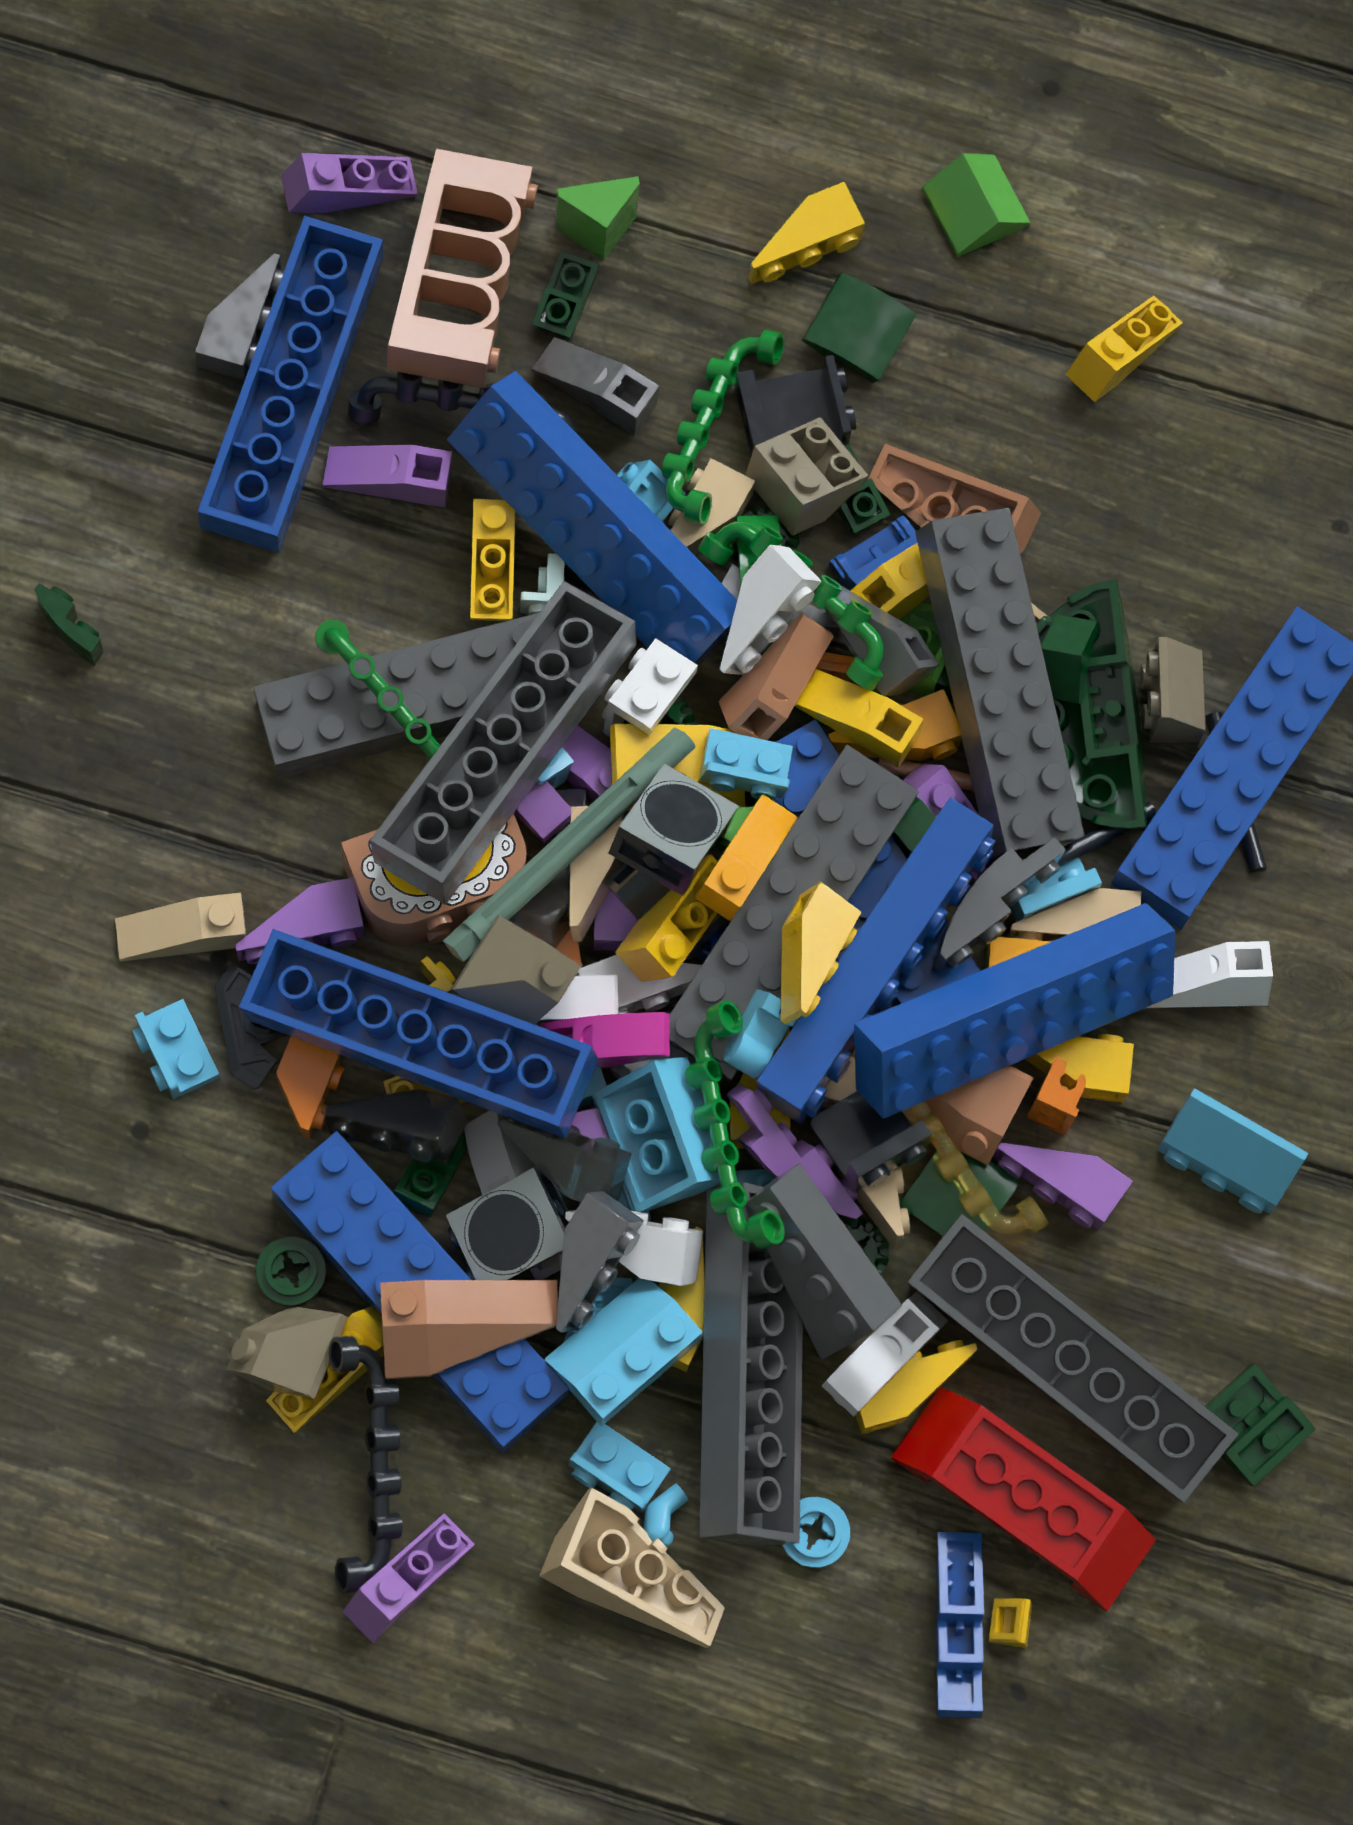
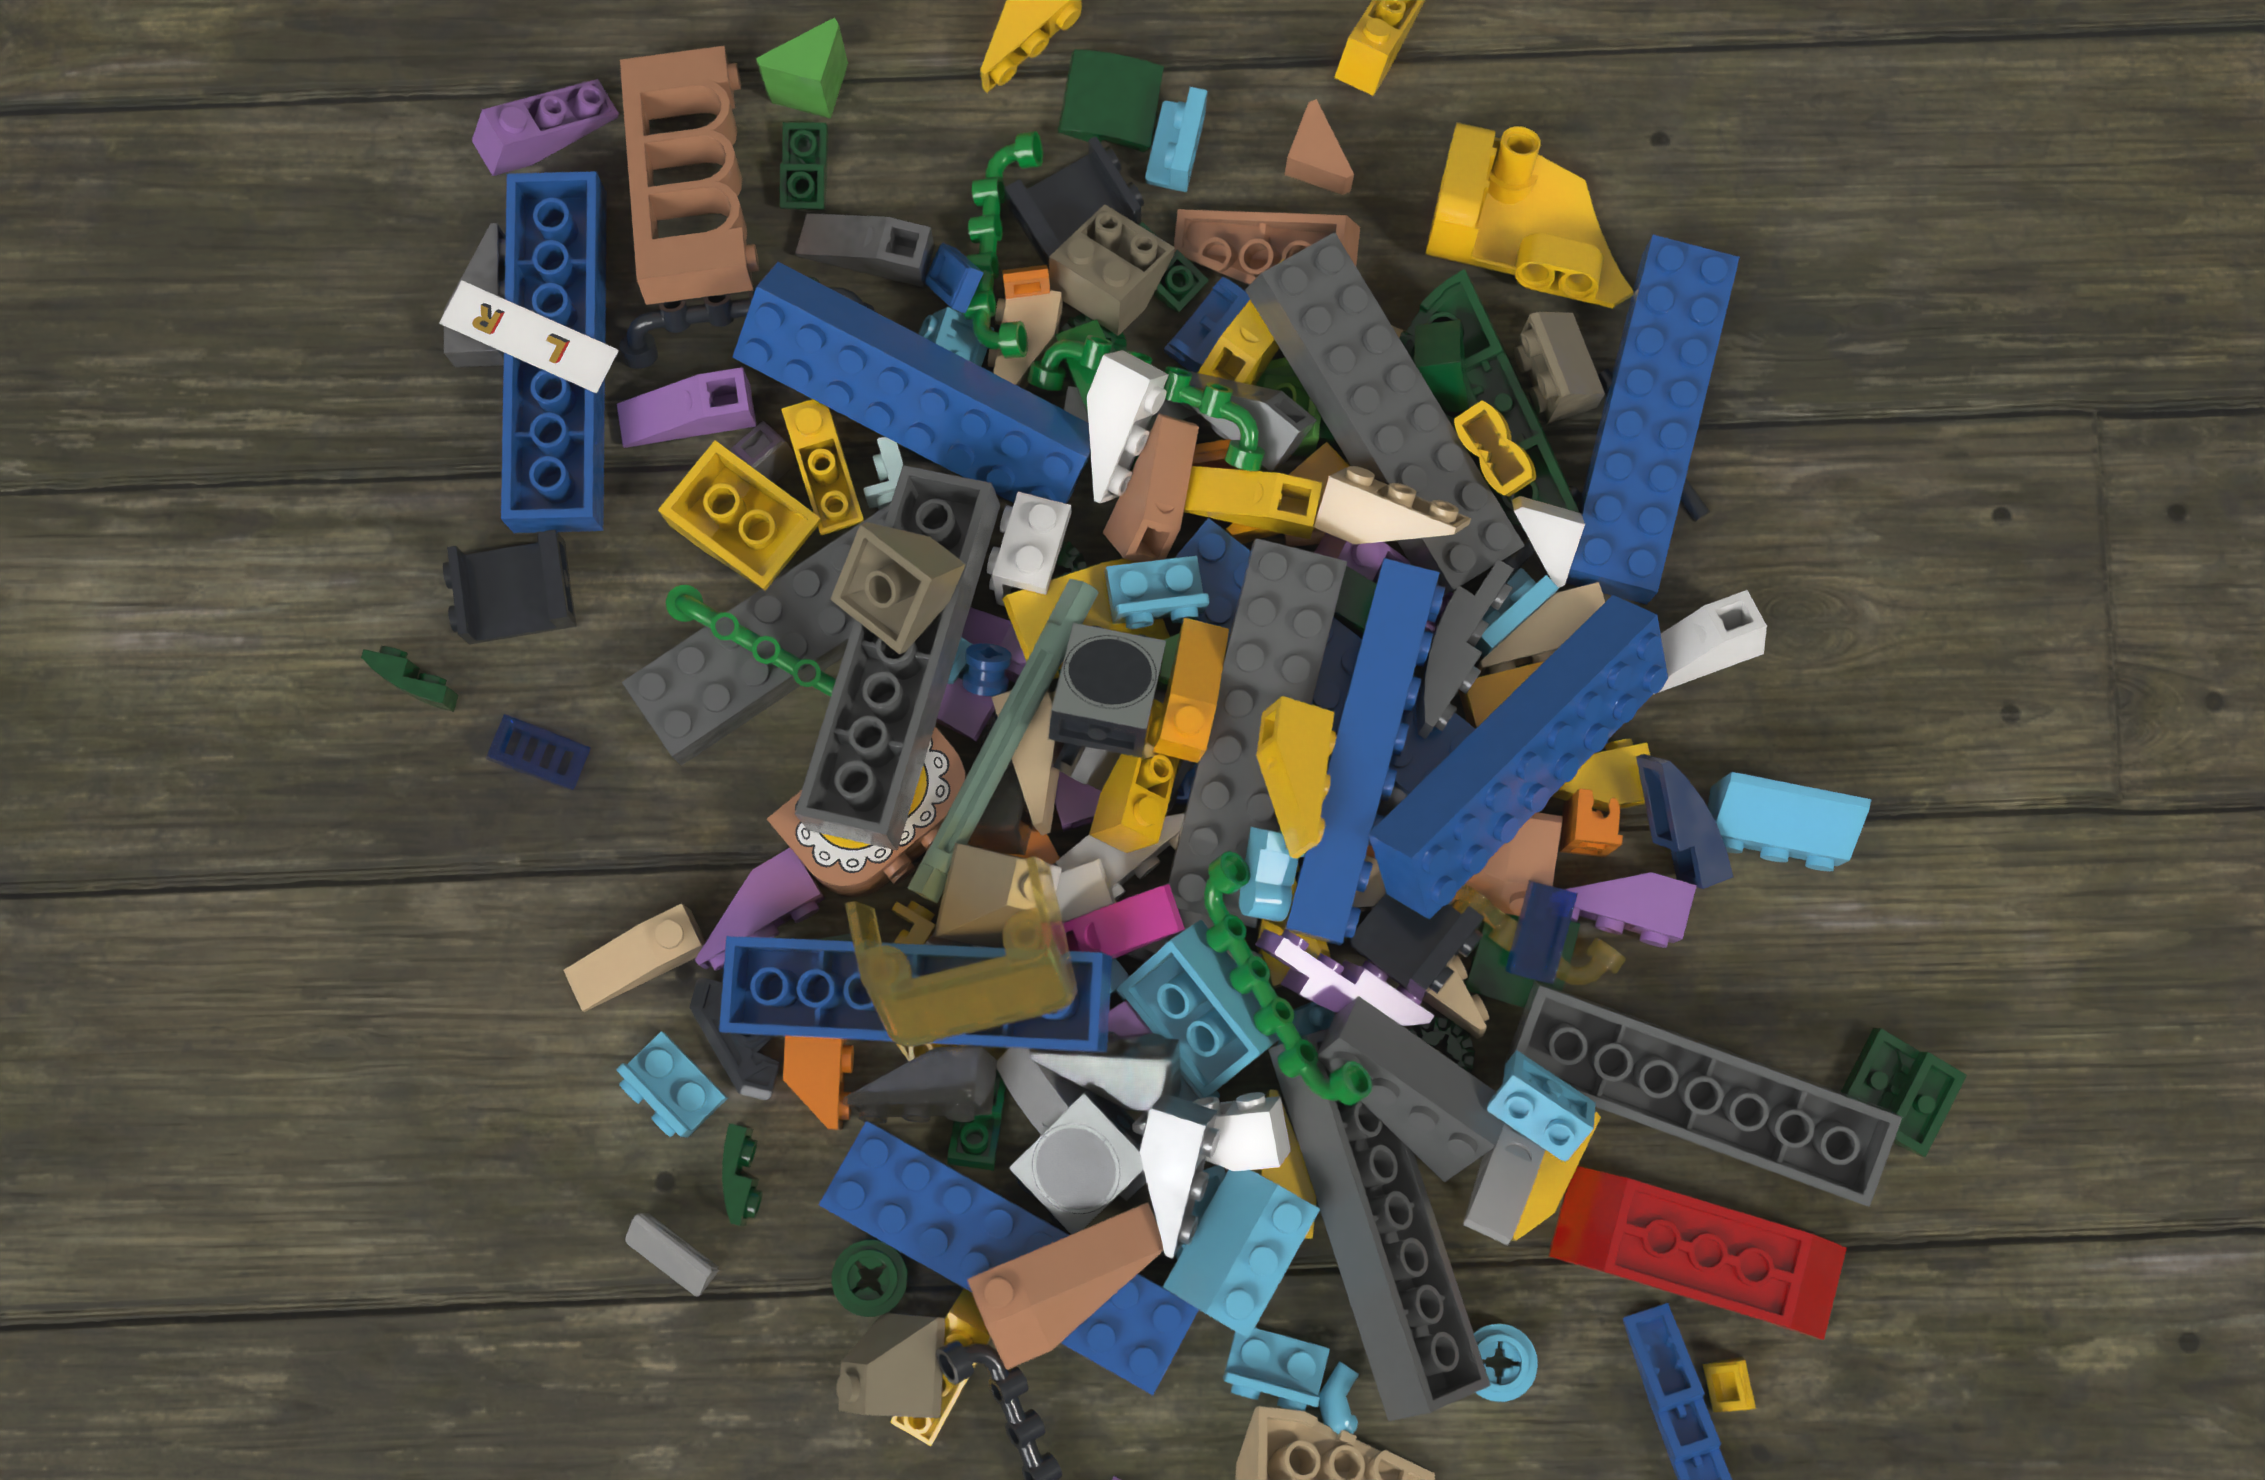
camera: 10 degrees left, 5 degrees up
(125, 1191) = (670, 1253): none -> light grey slope
(147, 736) = (509, 725): none -> clear blue slope
(181, 577) = (510, 590): none -> black panel
(205, 1154) = (739, 1191): none -> dark green slope
(275, 362) = (529, 336): none -> white sticker
(403, 579) = (738, 516): none -> yellow slope
(444, 535) = (766, 452): none -> flat silver slope
(471, 1042) = (1023, 985): none -> clear yellow windscreen
(524, 676) = (896, 582): none -> dark tan slope
(575, 781) = (986, 669): none -> blue wheel
(664, 436) = (953, 277): none -> blue tile
(726, 461) = (1026, 281): none -> orange slope
(904, 384) = (1177, 141): none -> medium azure bracket
(926, 1315) = (1543, 1107): none -> medium azure bracket
(956, 757) = (1370, 511): none -> tan slope
(980, 1170) = (1541, 932): none -> clear blue tile
(1025, 436) = (1317, 154): none -> nougat slope
(1086, 731) = (1489, 437): none -> yellow brick
(1112, 834) = (1553, 534): none -> white slope
(1139, 1122) = (1683, 823): none -> dark blue slope
(1189, 552) = (1522, 218): none -> yellow panel

